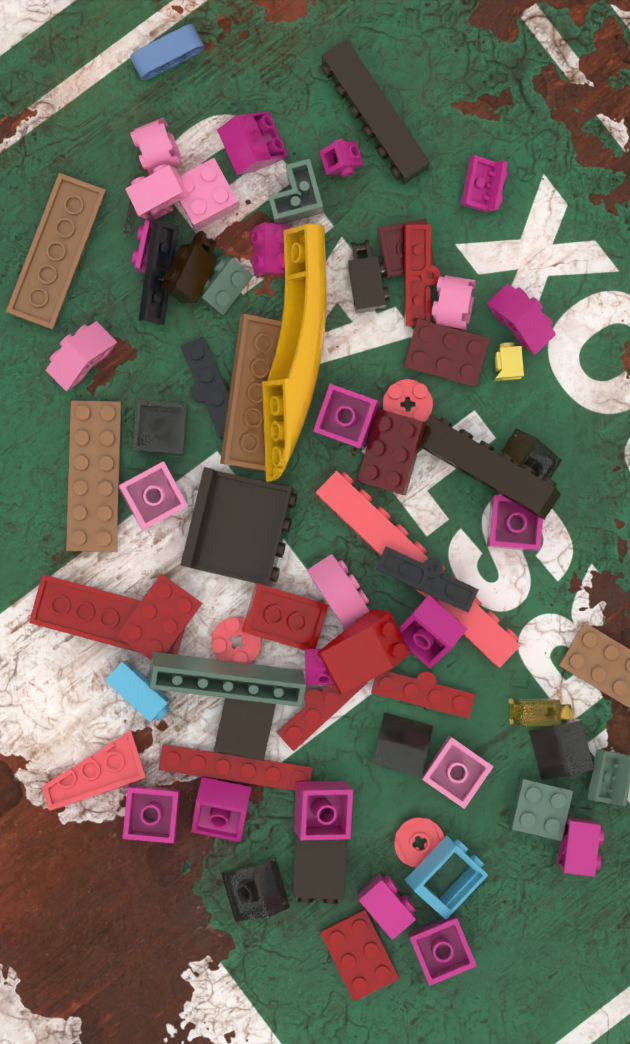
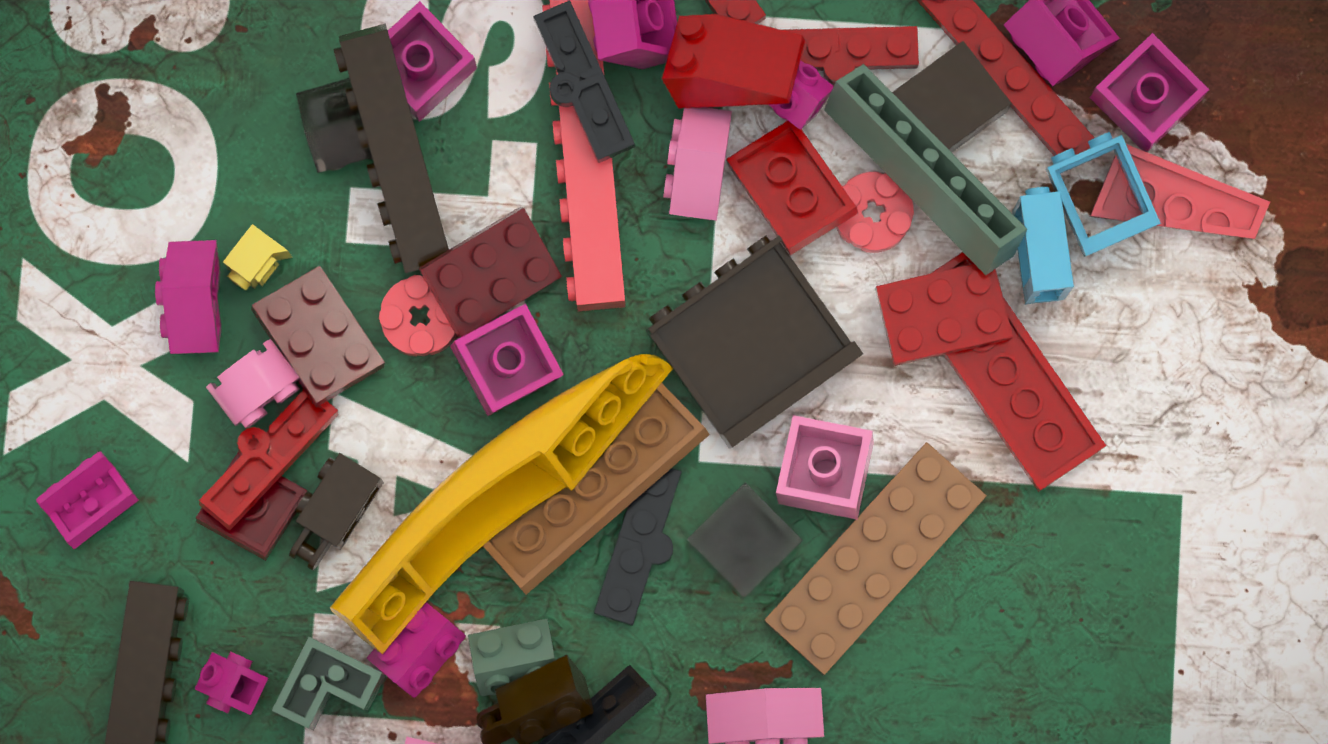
camera: 135 degrees left, 5 degrees down
(108, 731) = (1098, 147): none -> medium azure window

